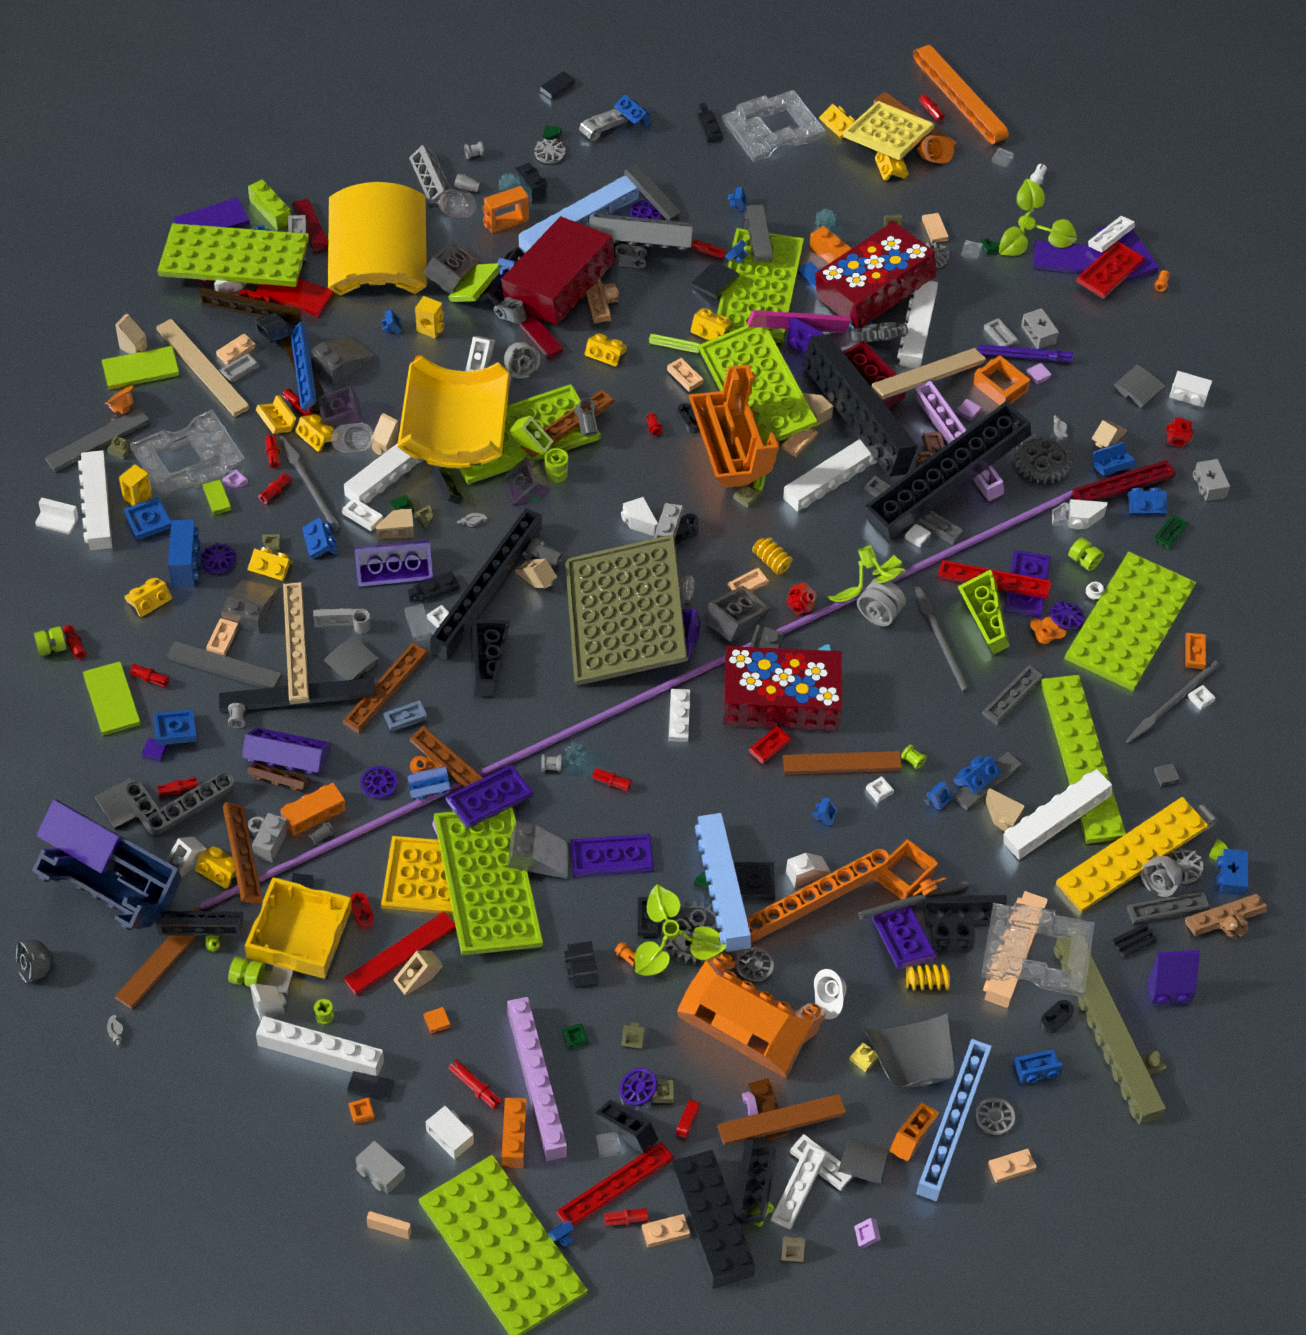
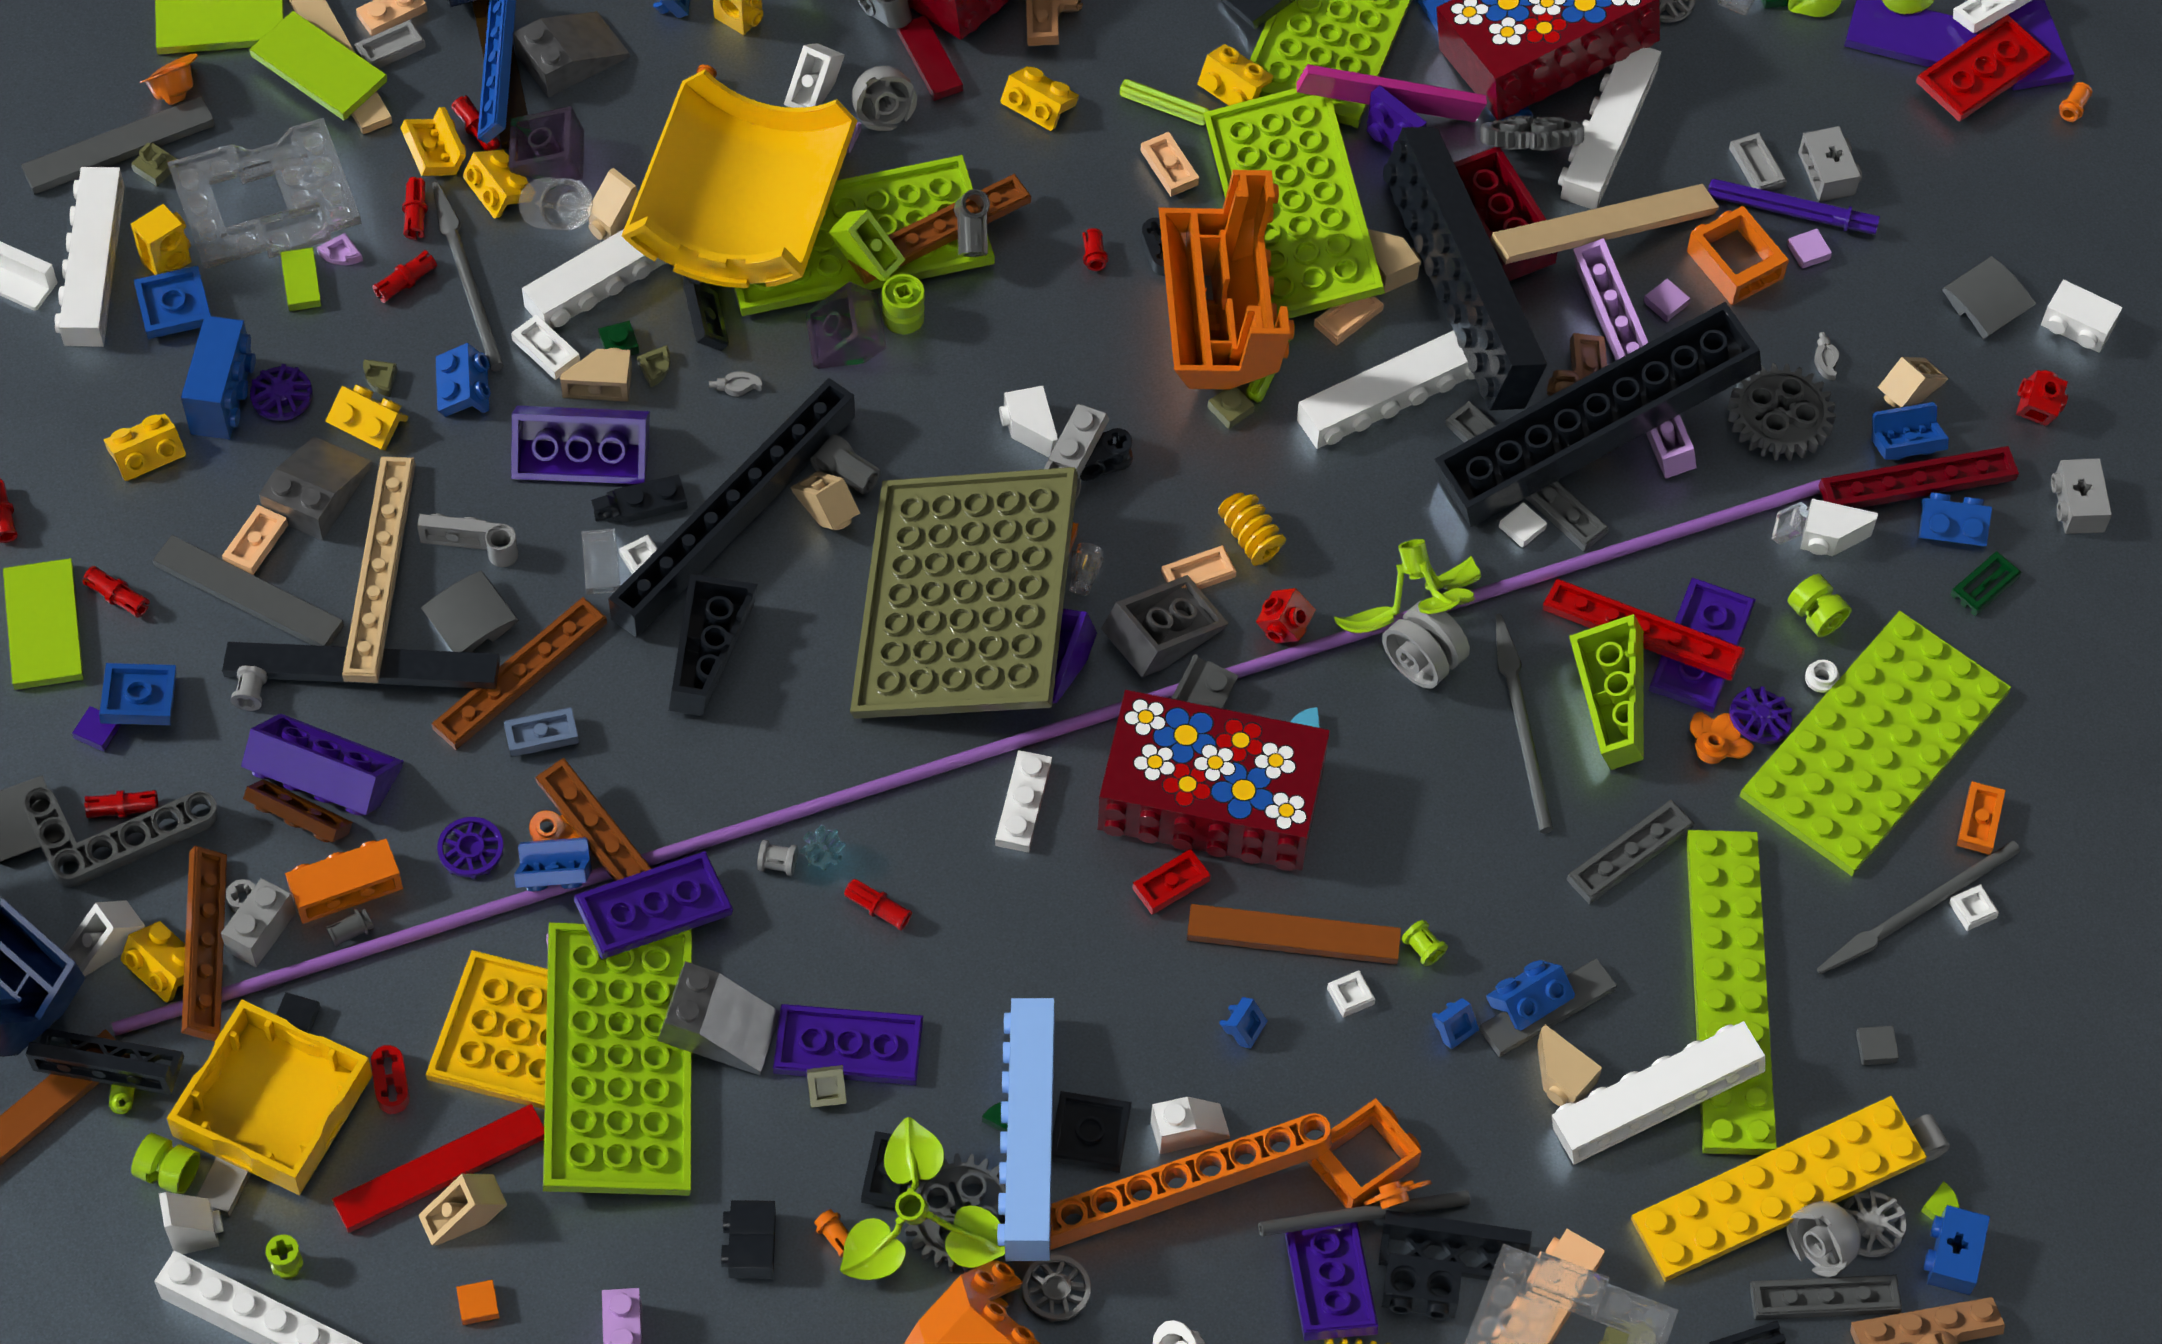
camera: 10 degrees right, 5 degrees up
(202, 383) = (318, 65): none -> lime tile
(605, 878) = (826, 1086): none -> olive plate

